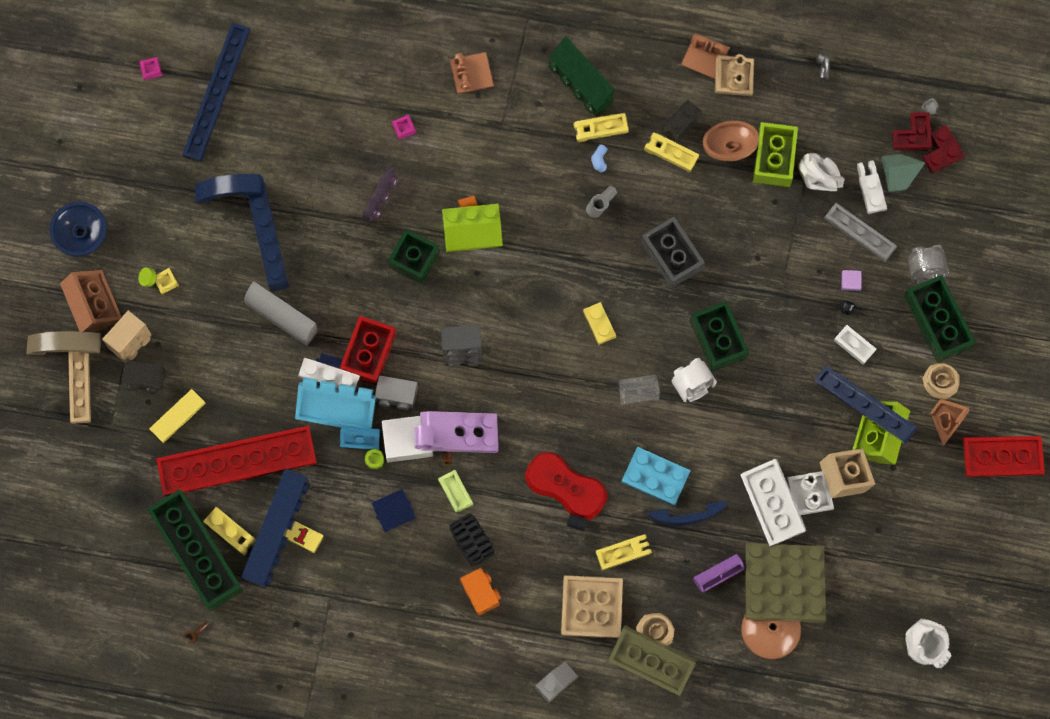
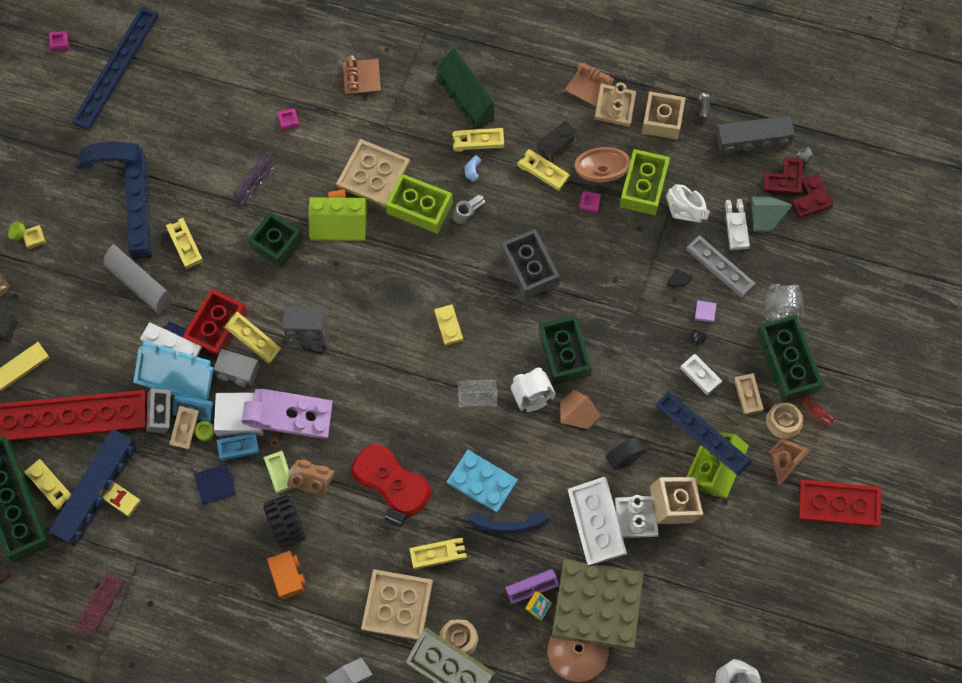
camera: 10 degrees right, 5 degrees down
(302, 641) = (100, 603): none -> clear pink tile
(321, 270) = (184, 243): none -> light yellow plate
(327, 445) = (158, 410): none -> light grey brick
(355, 458) = (184, 427): none -> tan plate
(408, 360) = (252, 337): none -> light yellow tile
(411, 470) = (238, 446): none -> dark azure plate
(488, 493) = (310, 477): none -> medium nougat bracket
(500, 175) = (372, 172): none -> tan plate
(552, 202) = (419, 203): none -> lime brick
(722, 180) = (590, 202): none -> dark pink tile
(728, 591) = (538, 605): none -> tile
(740, 395) = (578, 411): none -> nougat slope
(785, 82) = (663, 115): none -> tan brick
(792, 433) = (625, 453): none -> black tyre
(821, 249) = (679, 278): none -> black tile
(878, 91) = (755, 134): none -> dark grey brick
(903, 359) = (748, 394): none -> tan plate
(972, 367) = (817, 410): none -> clear red axle

